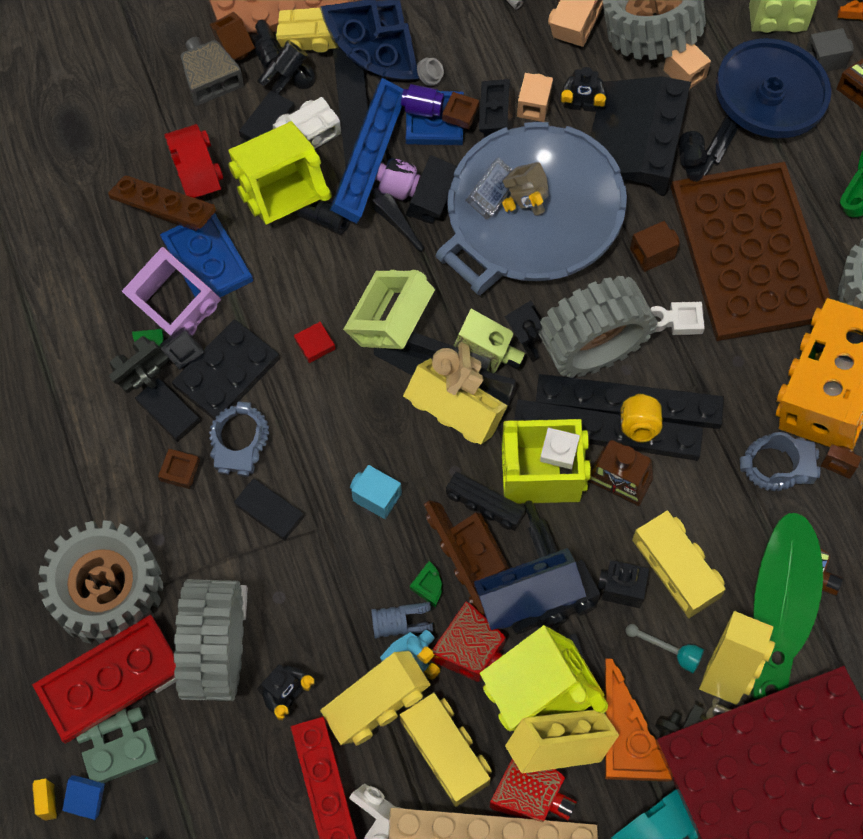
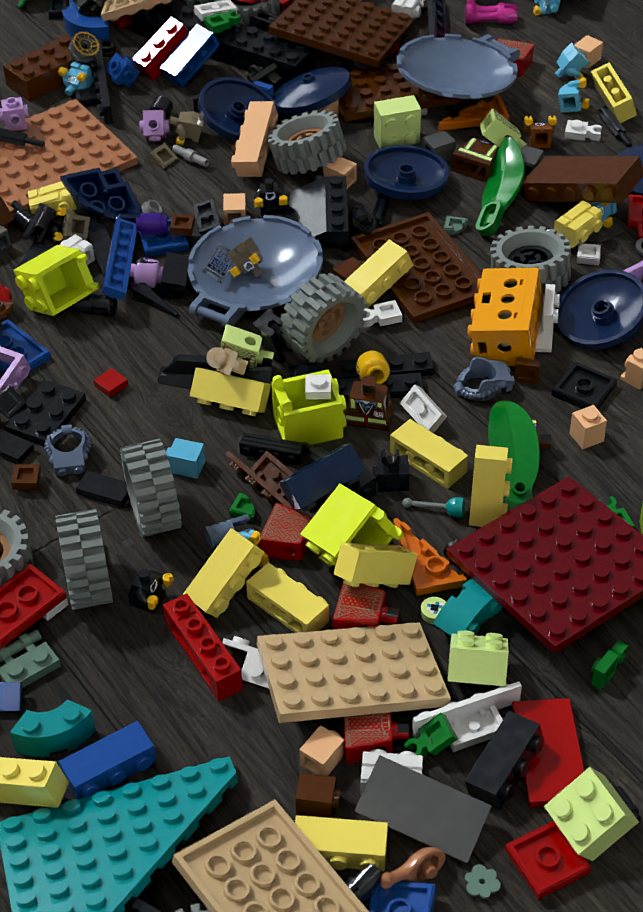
camera: 15 degrees left, 20 degrees down
(314, 549) = (151, 487): none -> light grey wheel
(325, 80) = (72, 225): none -> dark tan piece
(395, 331) = (175, 333): yellowish green window -> none
(621, 808) = (430, 608): none -> yellowish green tile
(688, 259) = (380, 272): none -> light yellow brick
(690, 491) = (423, 409): none -> white plate
(814, 187) = (455, 225): none -> sand green tile

